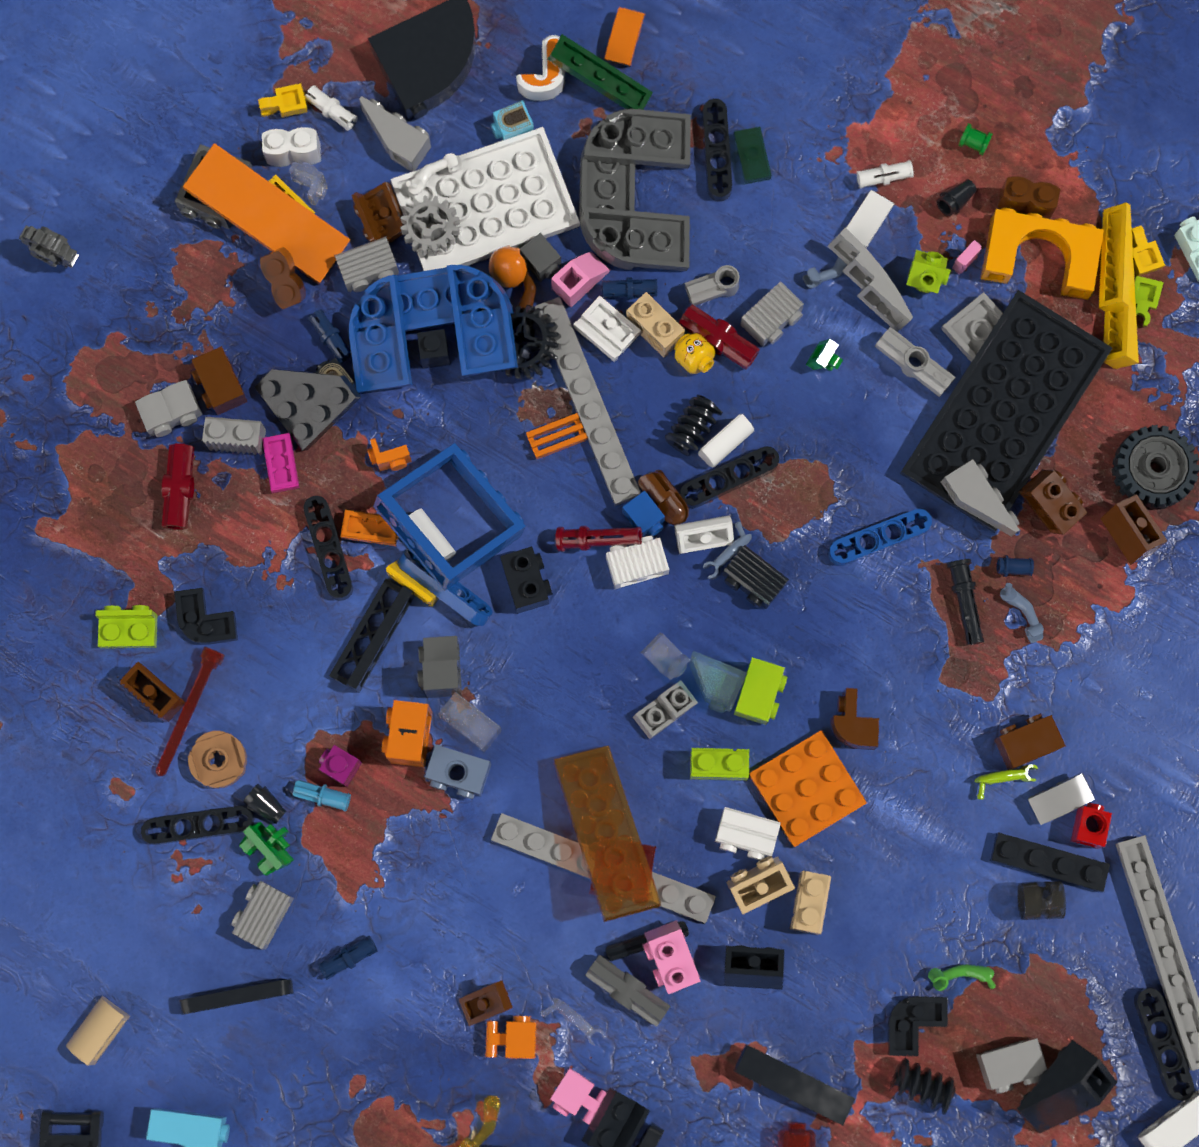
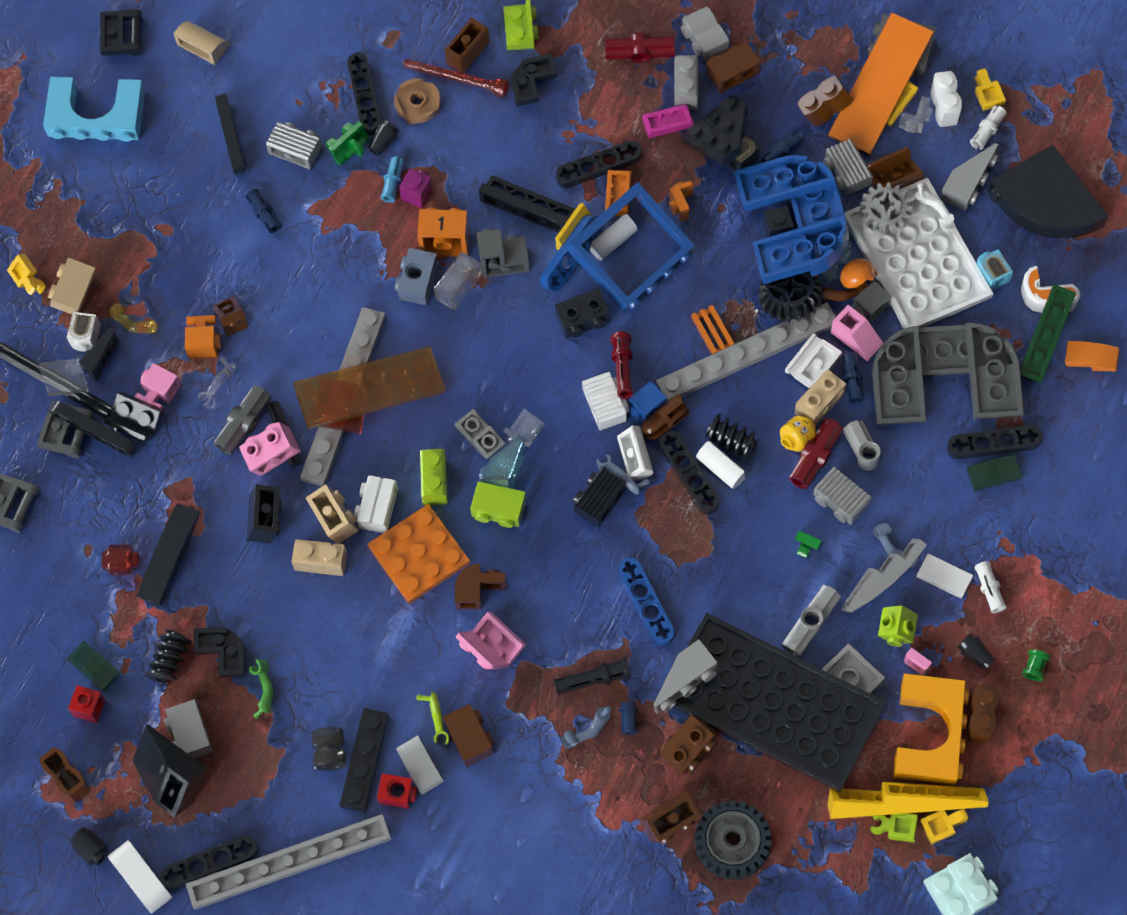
camera: 90 degrees right, 10 degrees down
(927, 710) = (491, 643): none -> bright pink bracket

